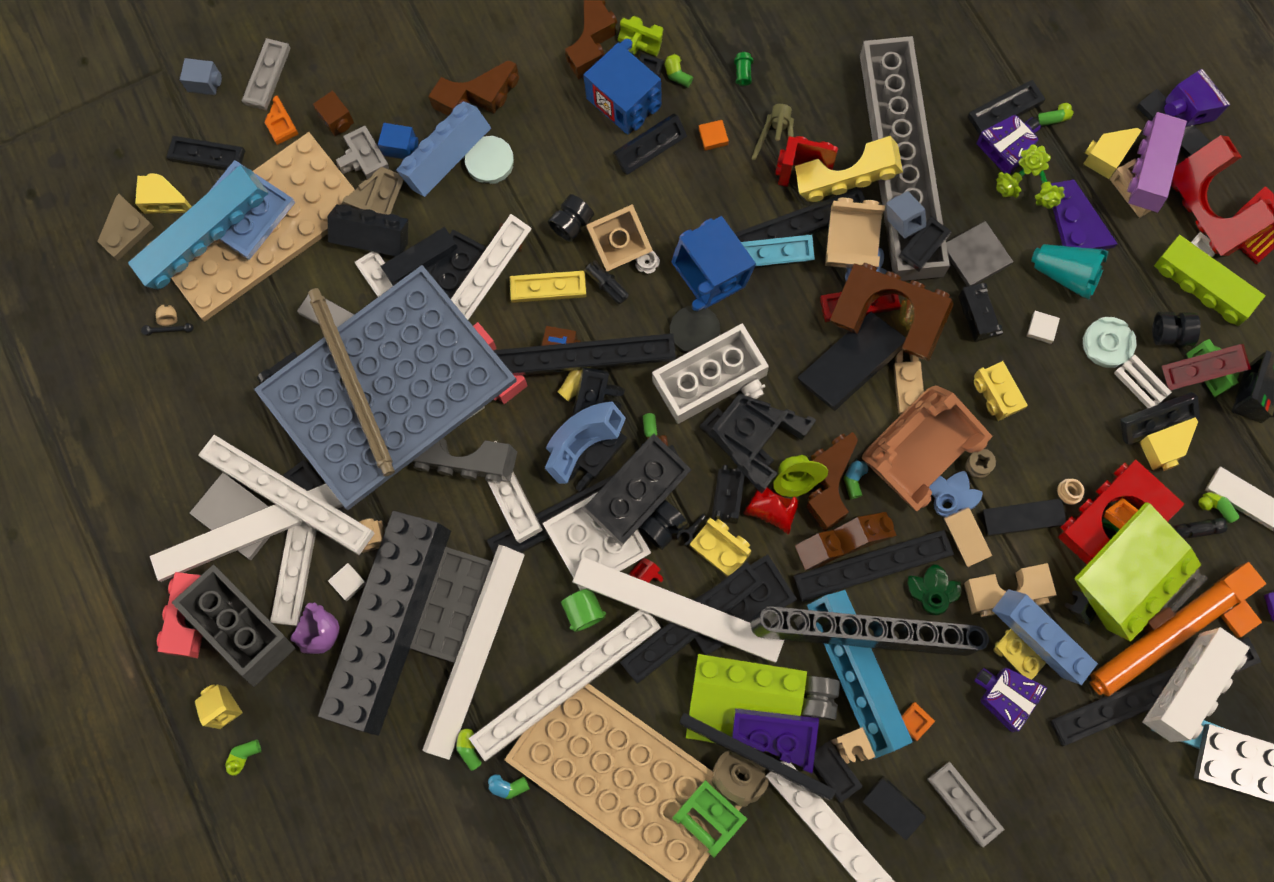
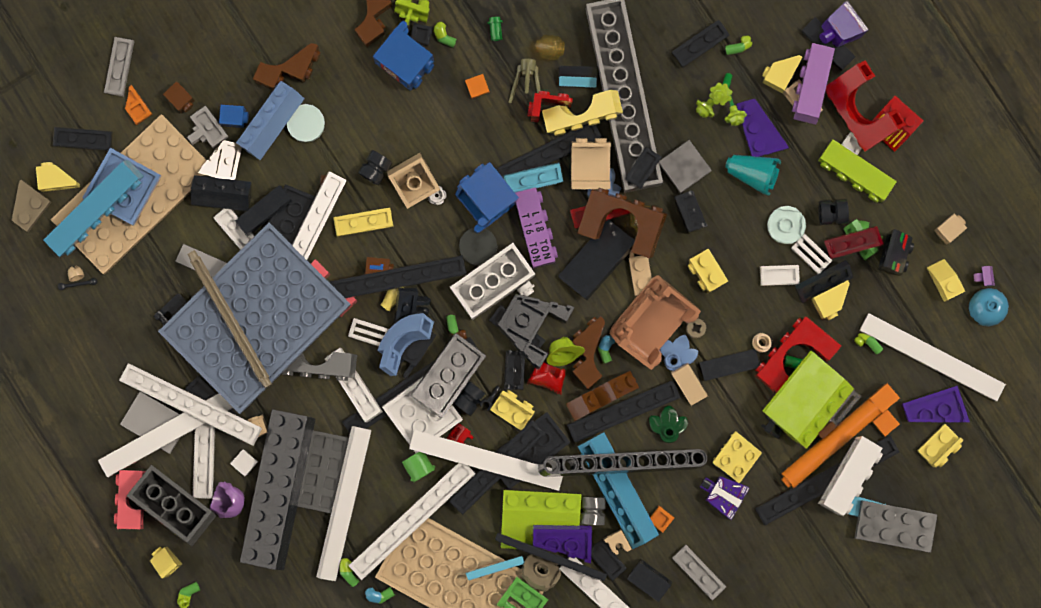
camera: 15 degrees left, 10 degrees up
(200, 76) = (68, 75): sand blue brick -> none
(517, 419) = (353, 328): none -> white tile
(606, 282) = (408, 215): black axle -> none
(650, 144) = (429, 100): black plate -> none
(675, 764) = (495, 568): none -> medium azure tile
(772, 313) = (534, 228): none -> medium lavender brick
(812, 94) = (550, 47): none -> clear yellow head
(845, 132) = (578, 76): none -> slope
(906, 214) = (626, 148): sand blue brick -> none
(985, 593) = (738, 415): tan arch -> none
(1007, 140) = (704, 72): dark purple torso -> none
(1043, 327) = (737, 218): white tile -> none
(1044, 636) = (745, 452): medium blue brick -> none
(1097, 406) = (779, 275): none -> white tile
(1120, 513) = (796, 356): orange tile -> none
(1201, 528) = (855, 360): black axle -> none

